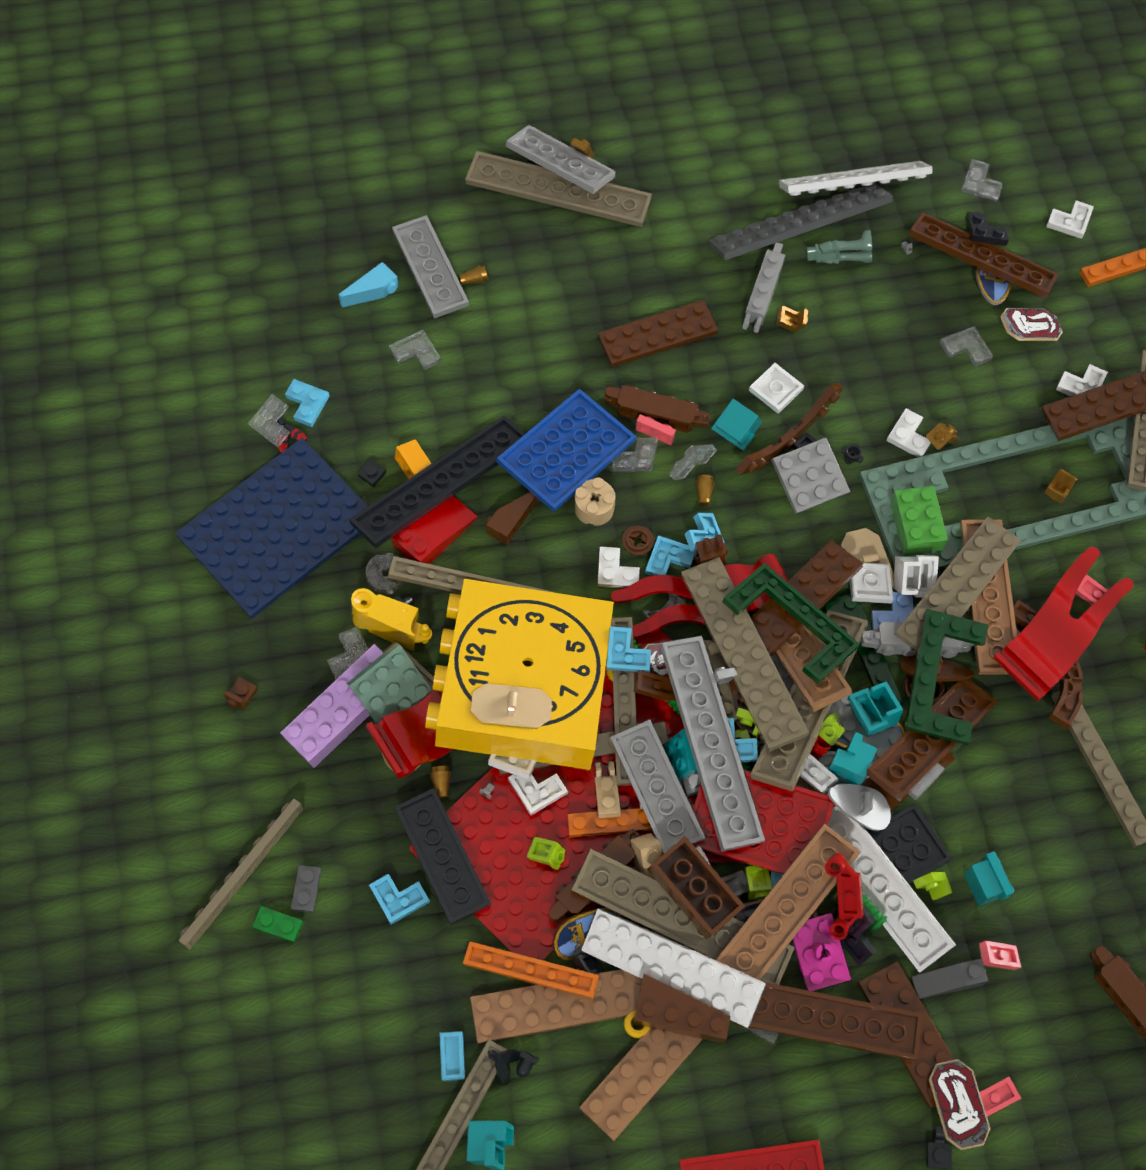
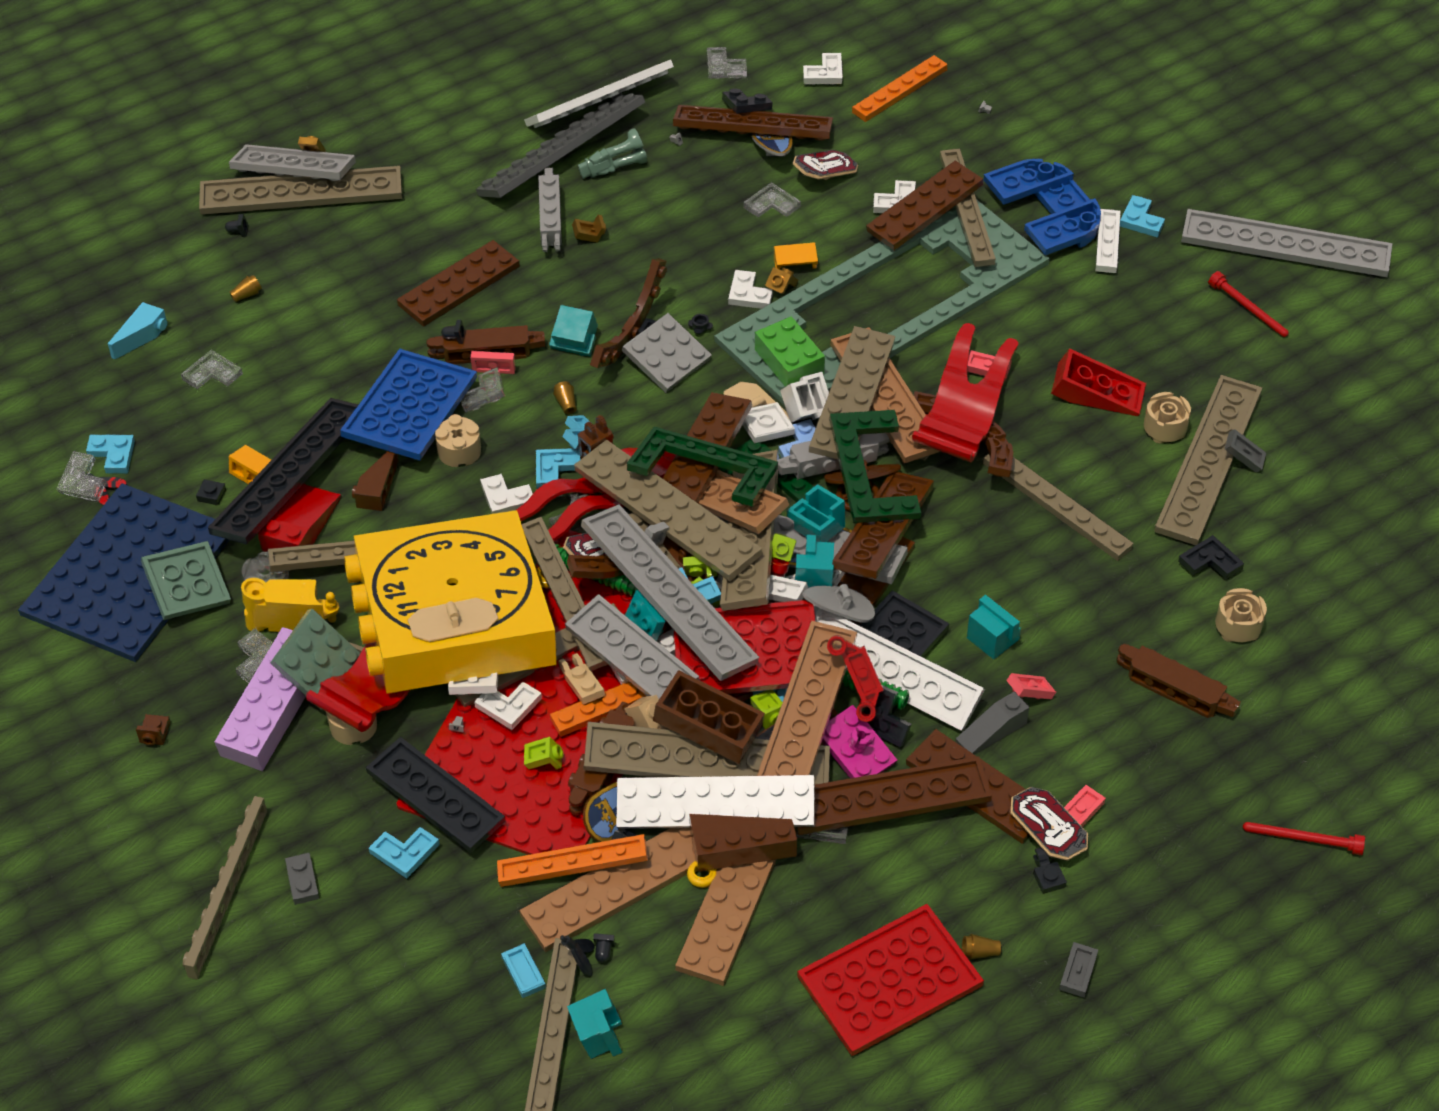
camera: 20 degrees left, 15 degrees down
(277, 924) = (284, 920): green plate -> none
(316, 559) = (185, 580): none -> sand green plate
(430, 266) = (195, 294): light grey plate -> none
(440, 779) = (403, 727): pearl gold cone -> none
(492, 207) = (240, 225): none -> black piece
(623, 657) = (548, 551): medium azure plate -> none
(632, 391) = (457, 331): none -> black piece
(634, 533) = (510, 458): reddish brown gear -> none
(693, 456) = (543, 367): clear plate -> none
(776, 388) = (599, 291): white plate -> none
(935, 883) = (941, 649): lime bracket -> none
(965, 414) = (795, 255): none -> light orange hinge
(1060, 486) = (913, 286): pearl gold bracket -> none

